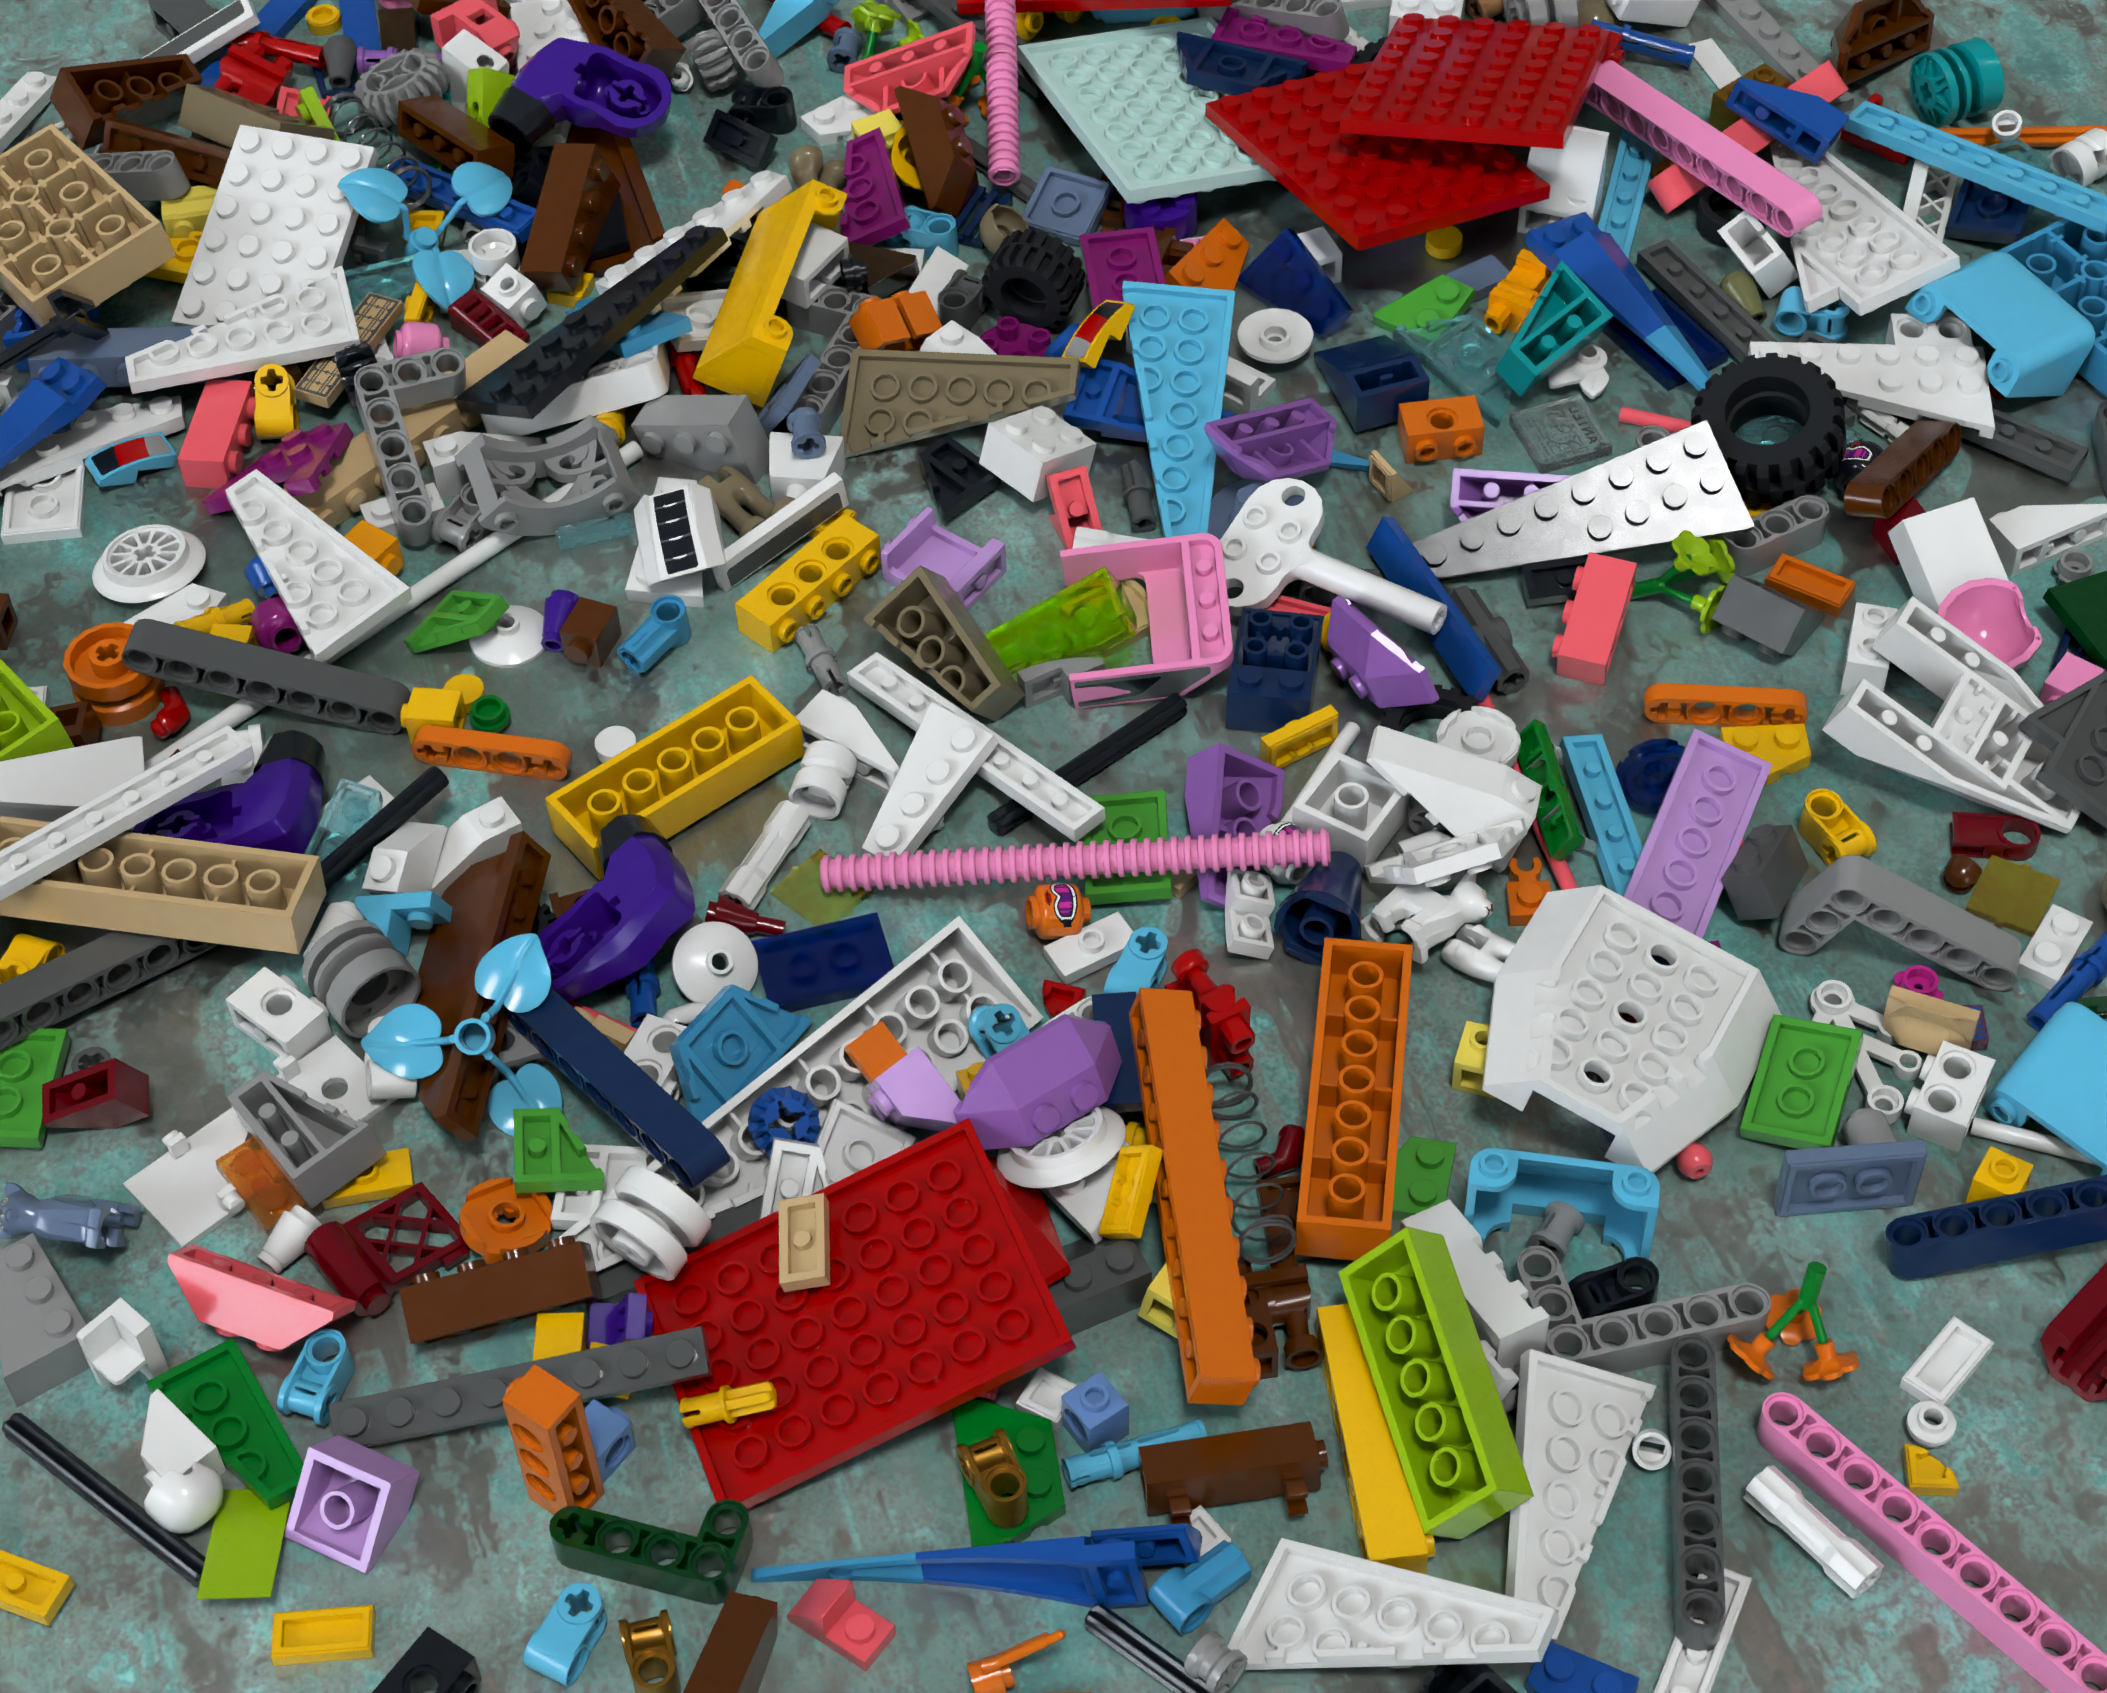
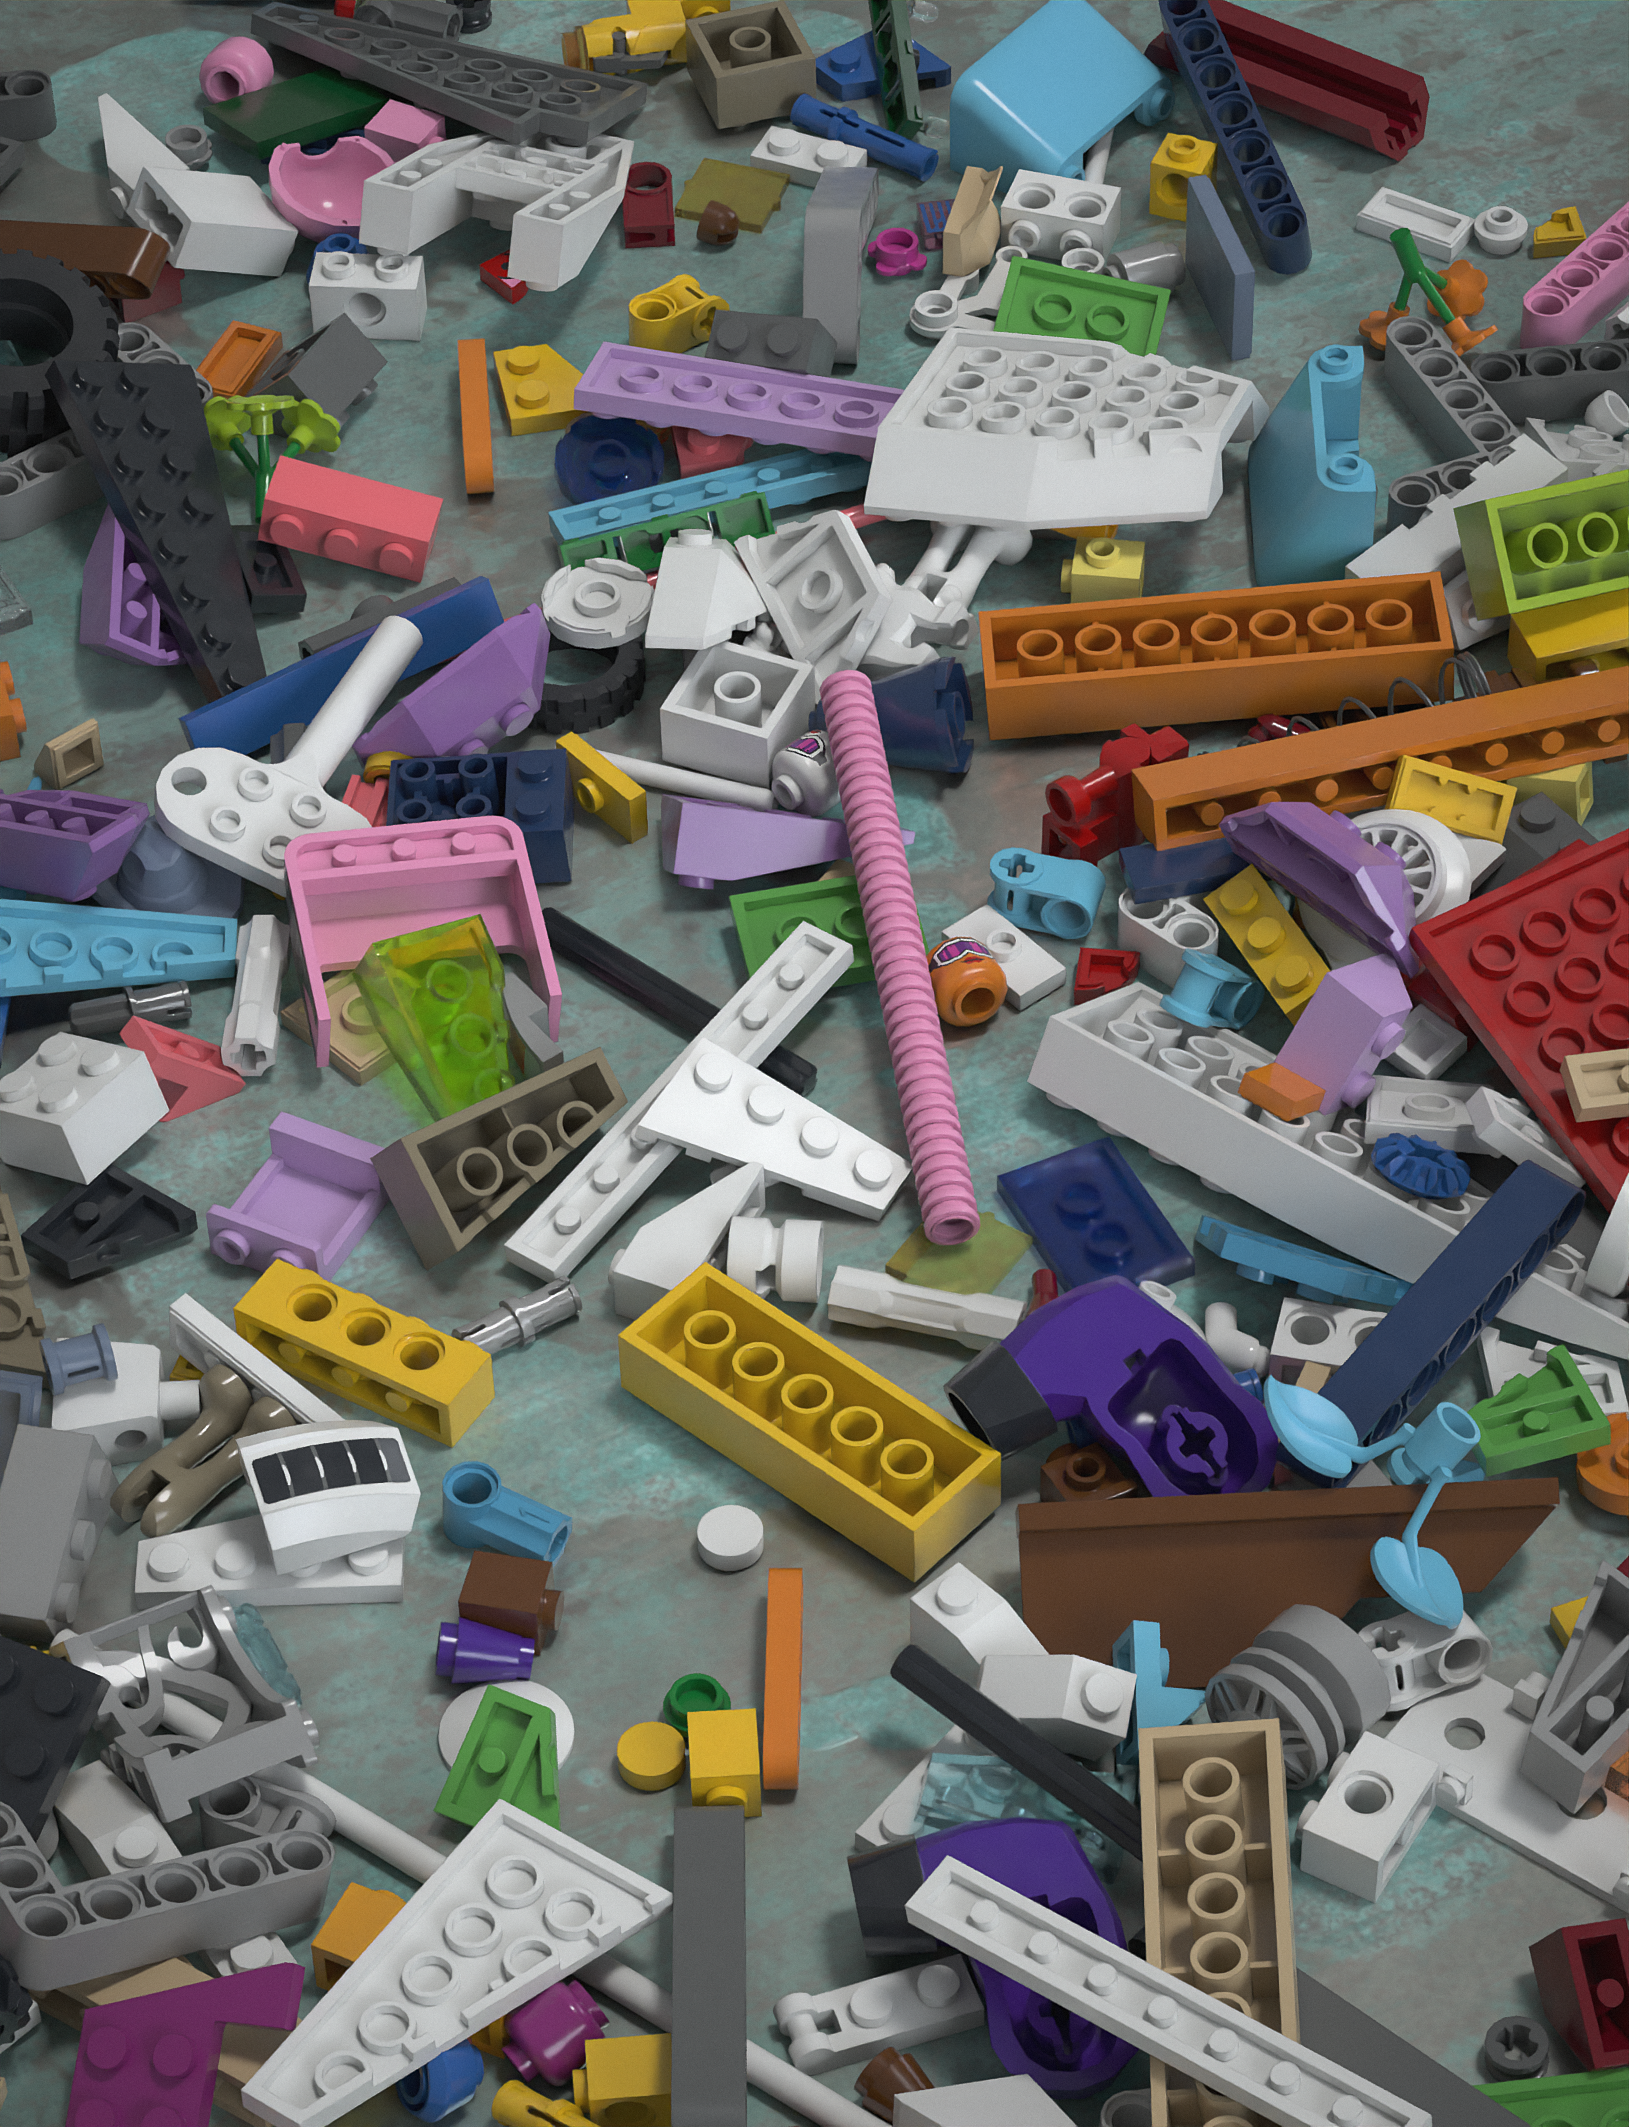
camera: 100 degrees left, 5 degrees down
(1247, 913) = (943, 805): white slope -> none
(1609, 1288) = (1412, 438): black piece -> none

